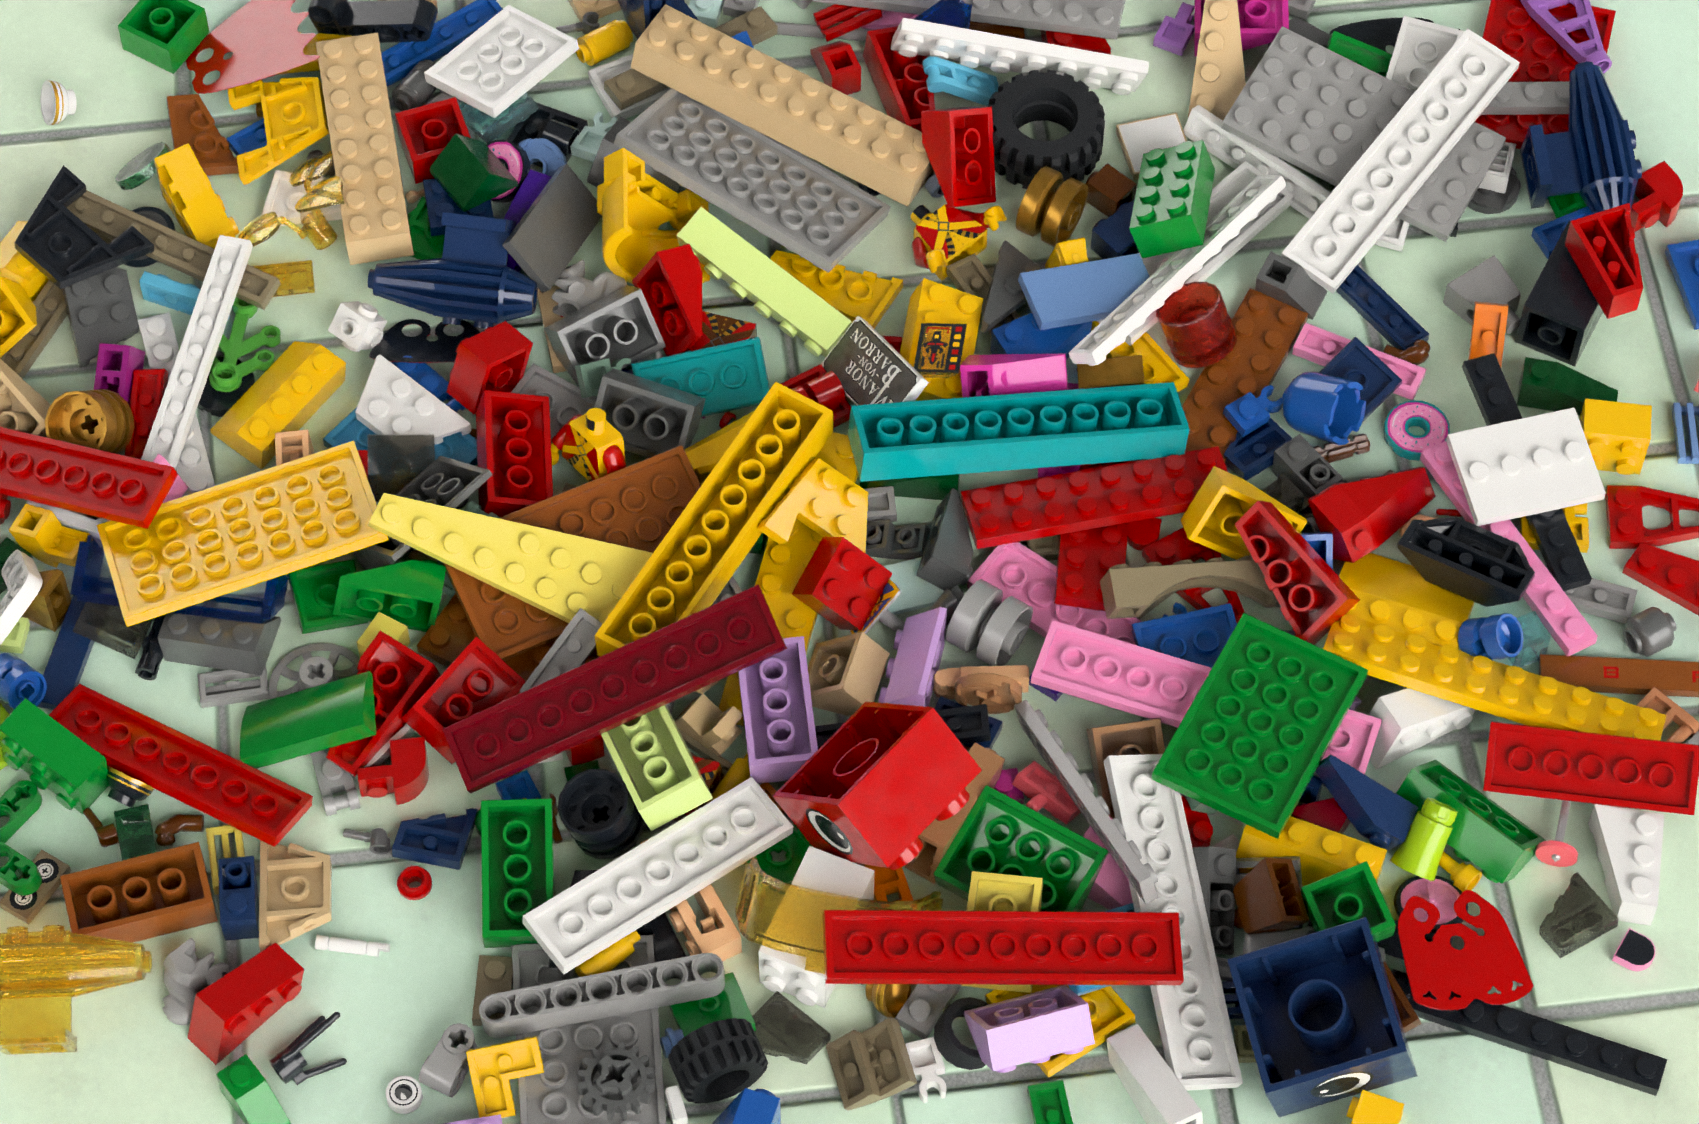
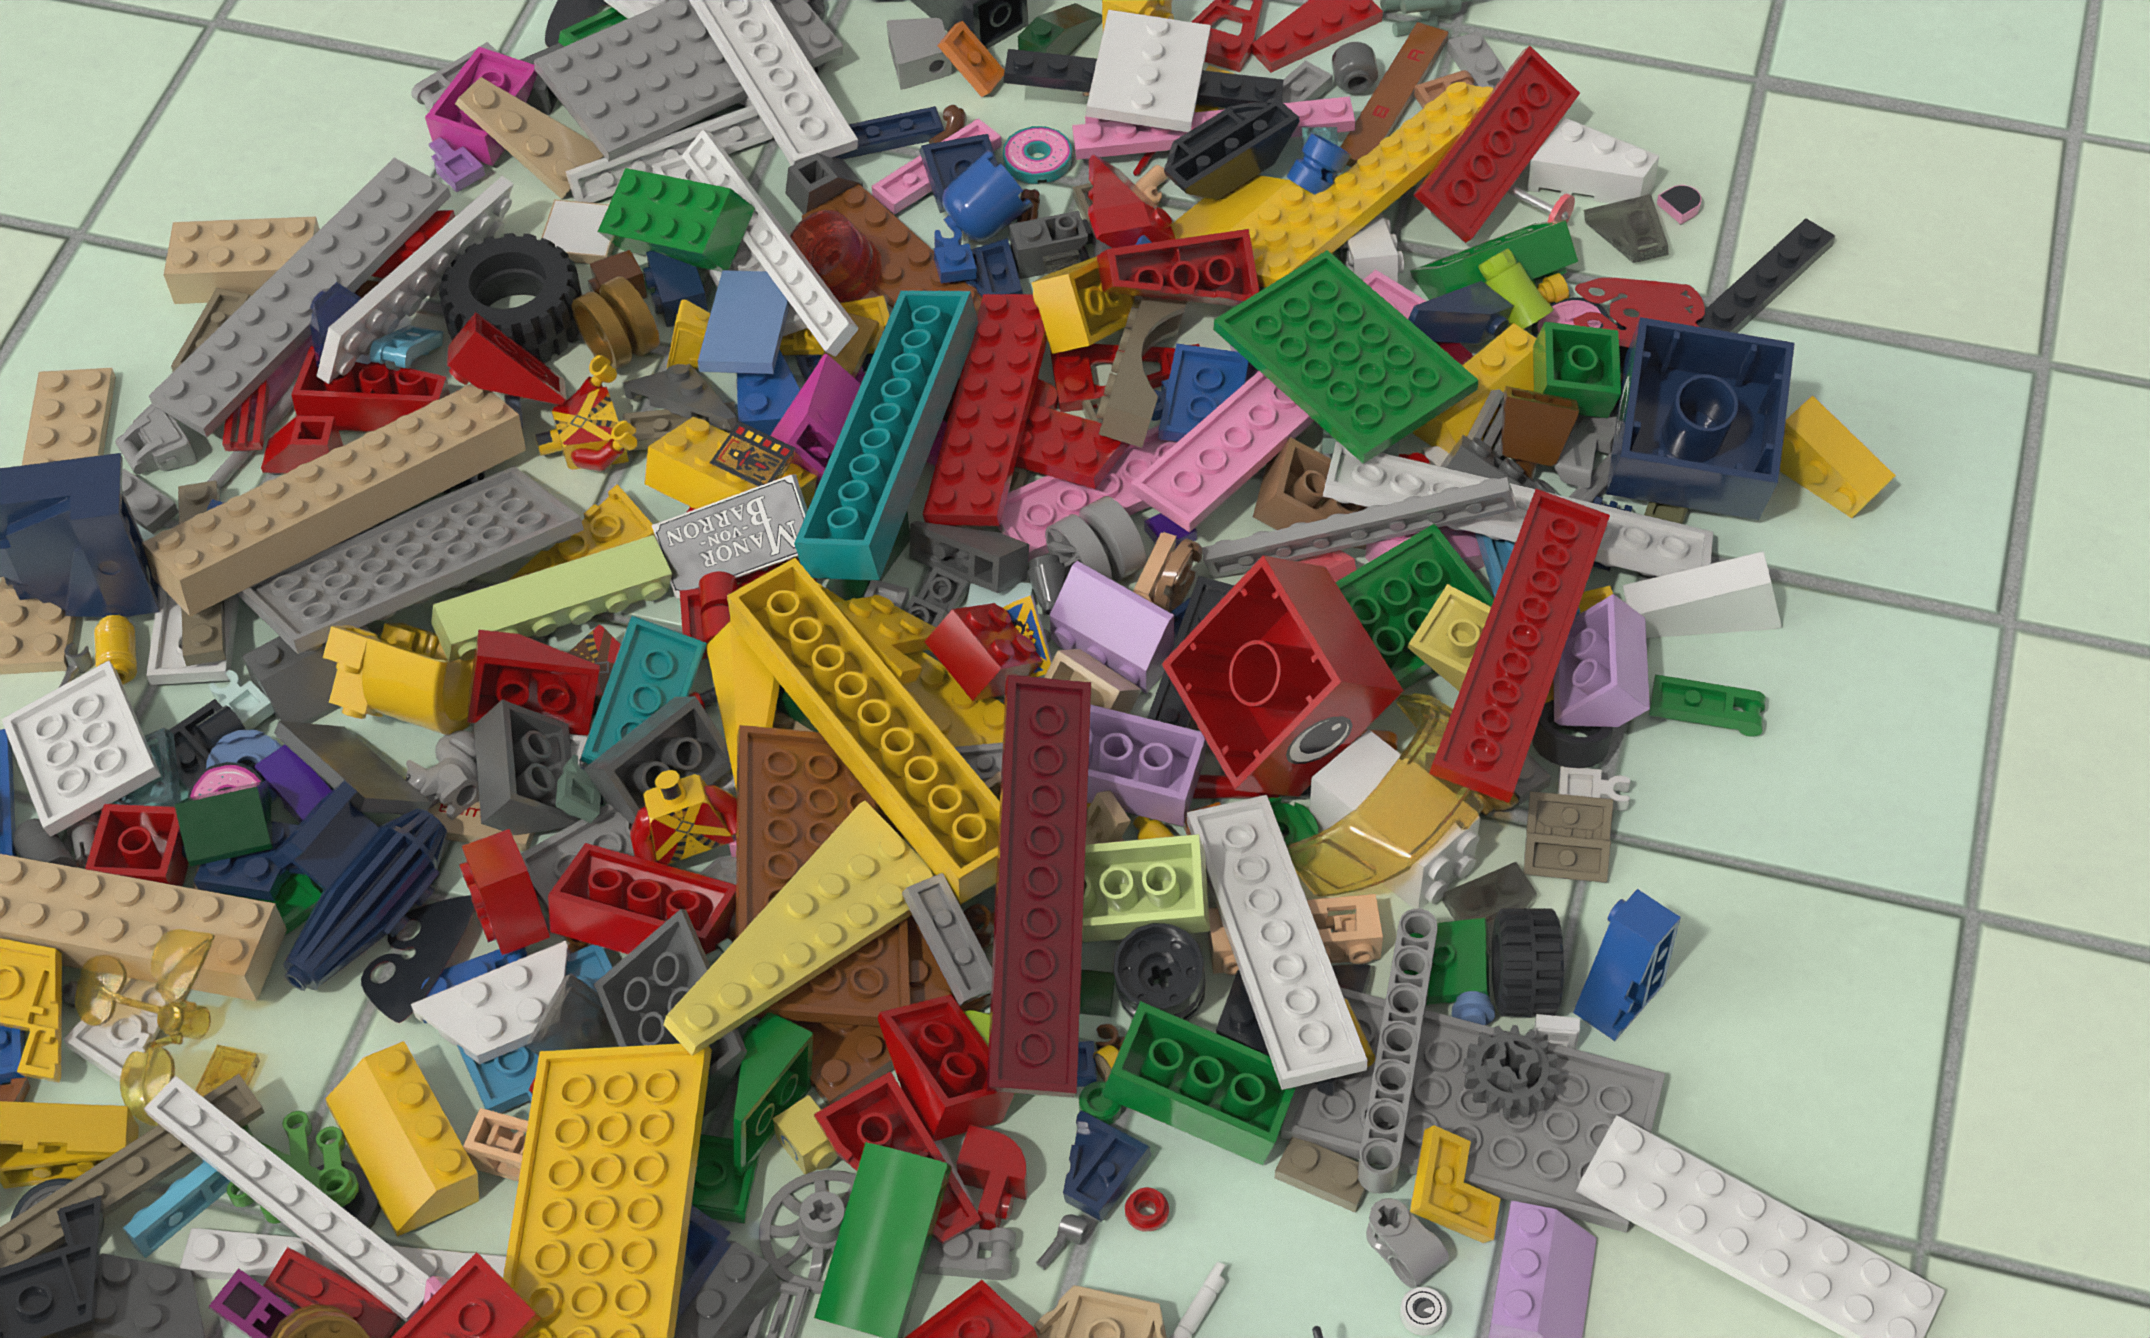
camera: 65 degrees left, 5 degrees down
(357, 325) = (356, 1033): white brick -> none

